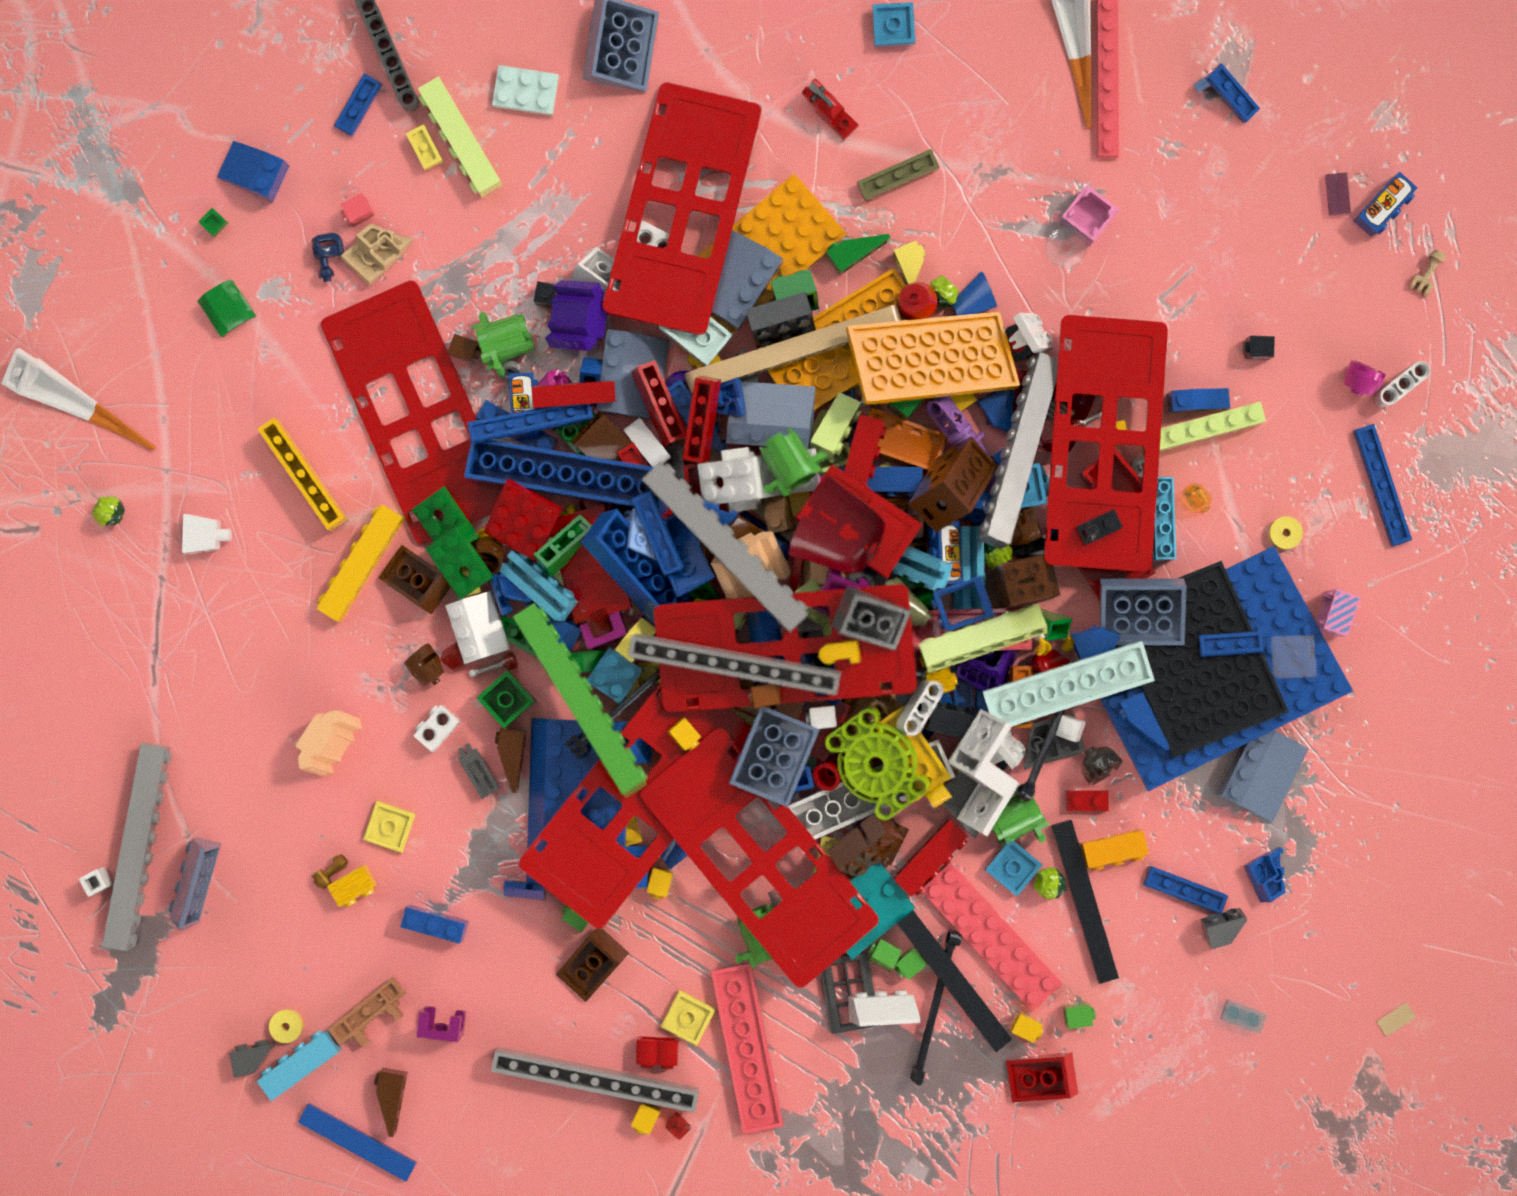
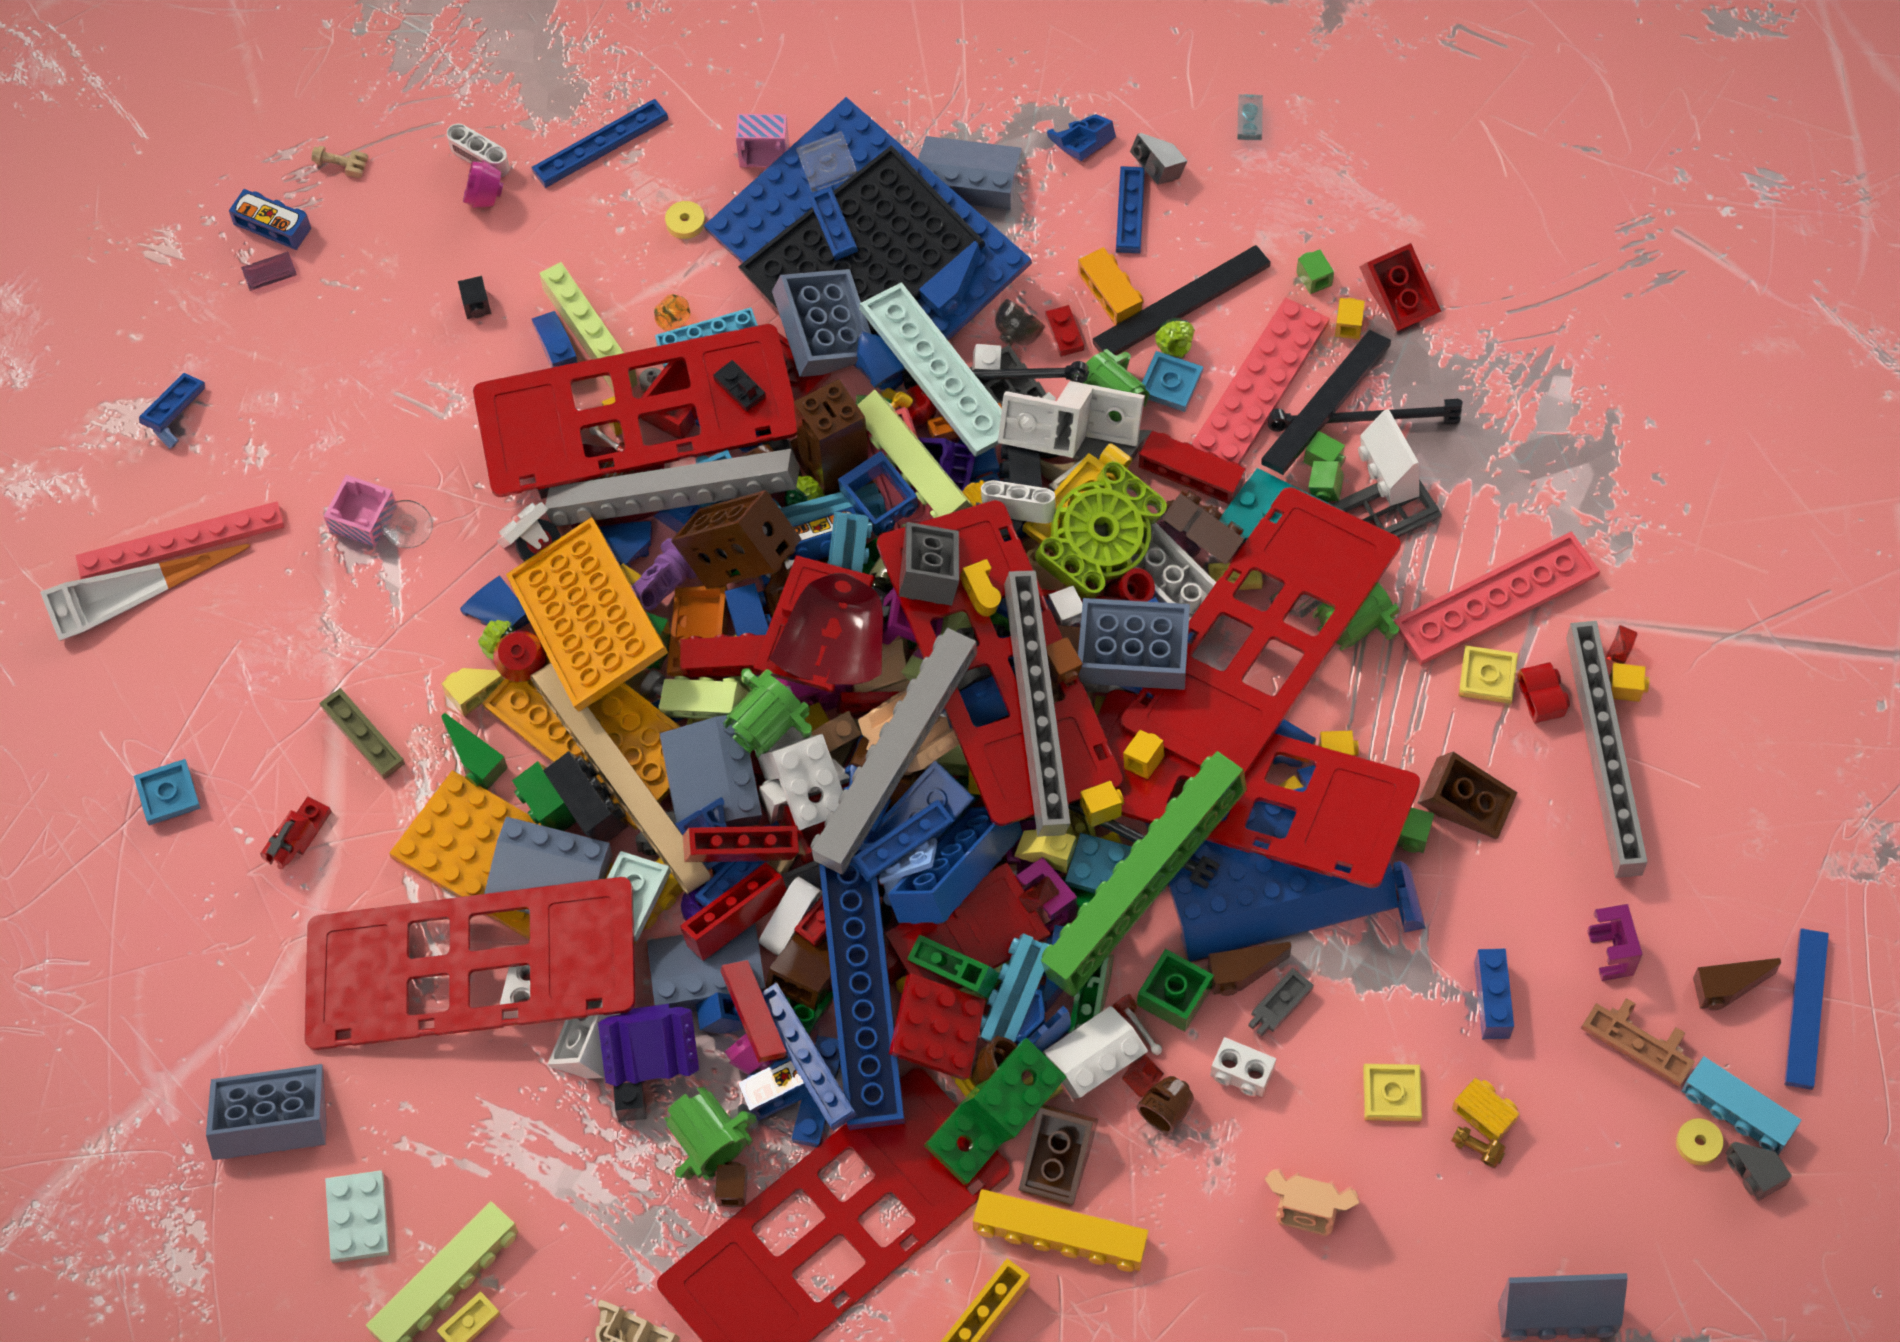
camera: 110 degrees left, 25 degrees down
(650, 689) = (1101, 803): none -> yellow brick

